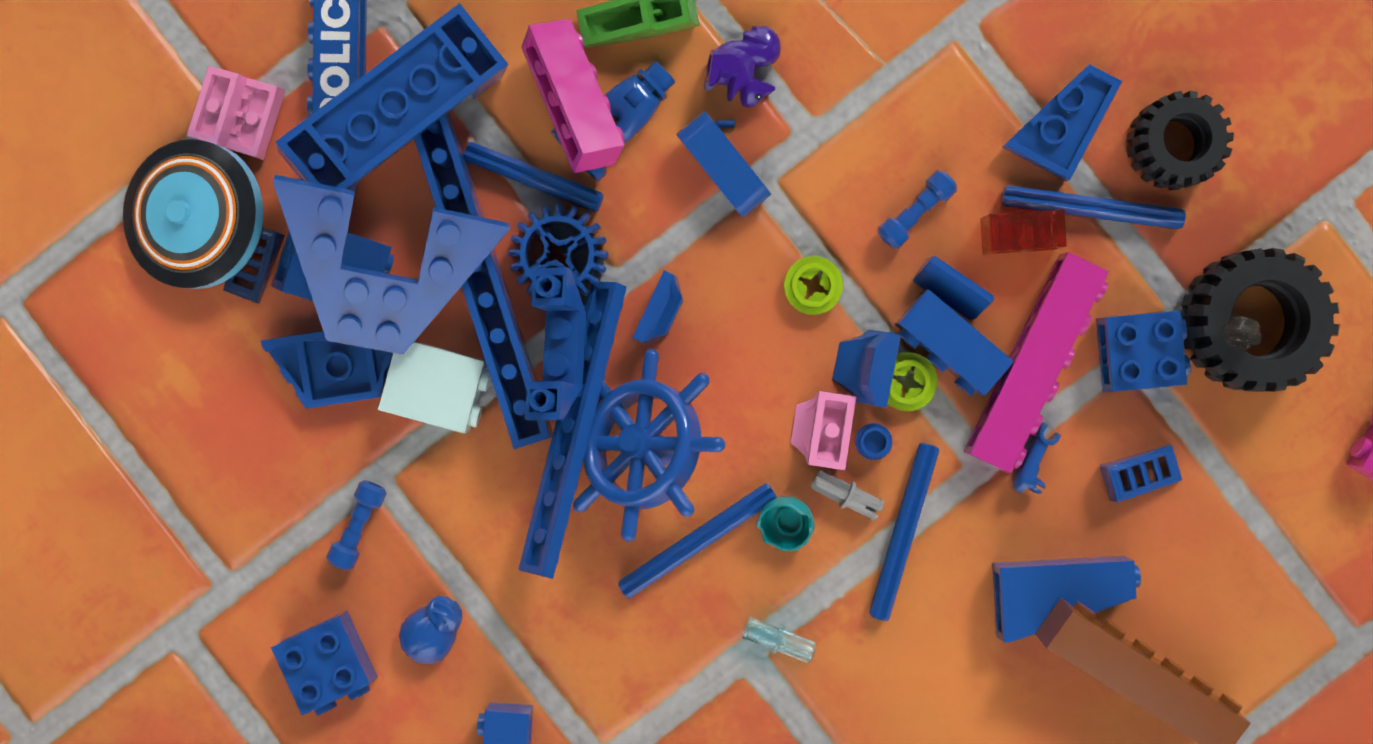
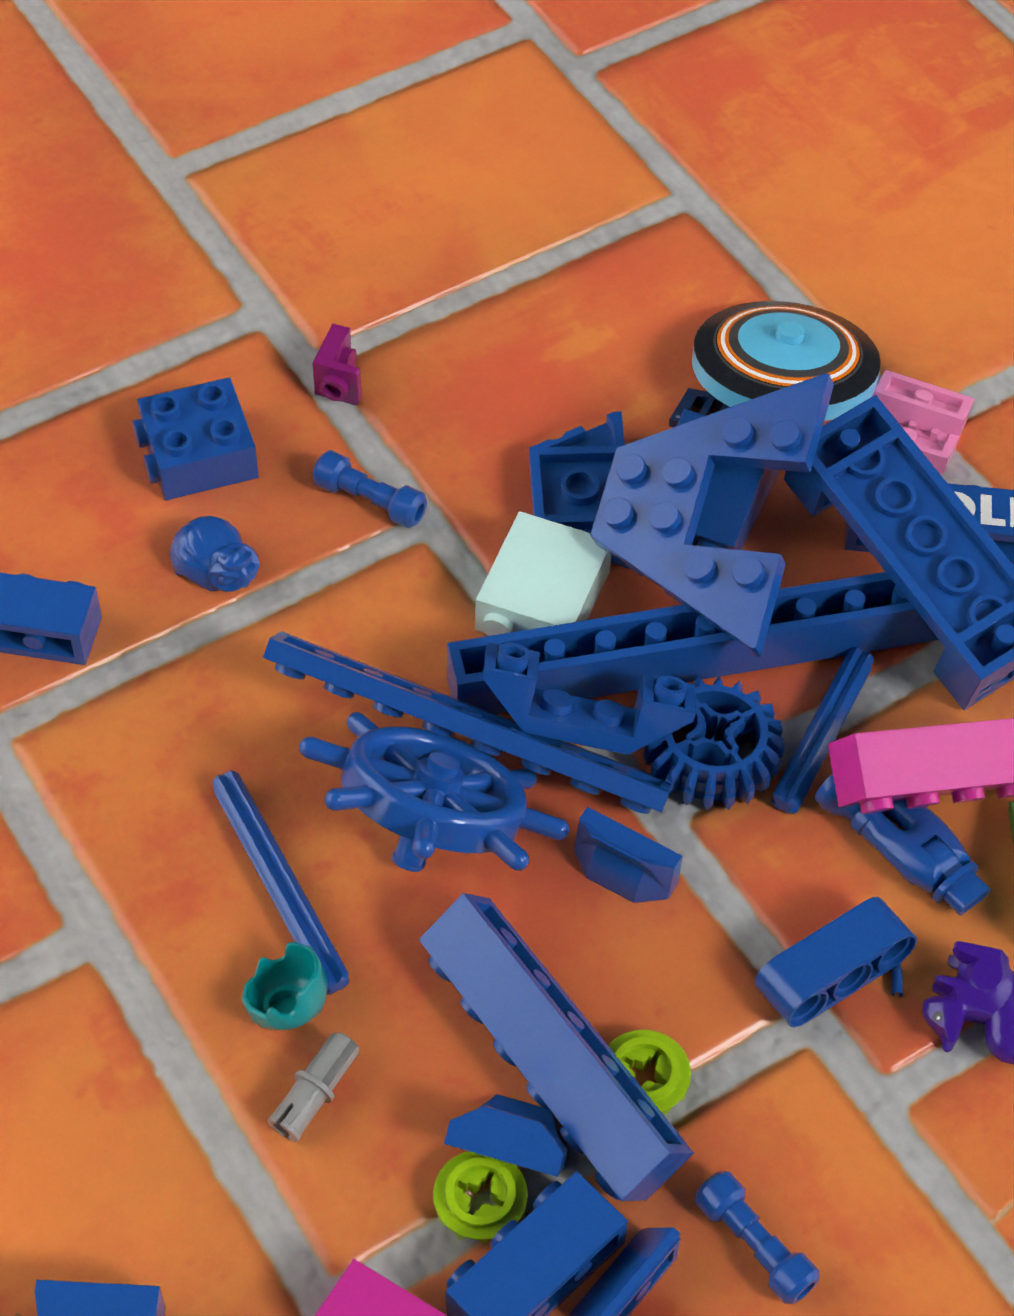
camera: 95 degrees right, 35 degrees down
(234, 569) = (335, 368): none -> magenta bracket
(779, 640) = (110, 968): clear light blue axle -> none
(809, 345) = (555, 1049): none -> blue brick
(824, 429) = (418, 1069): bright pink slope -> none
(873, 441) = (391, 1136): blue plate -> none
(904, 531) = (244, 1168): blue axle -> none

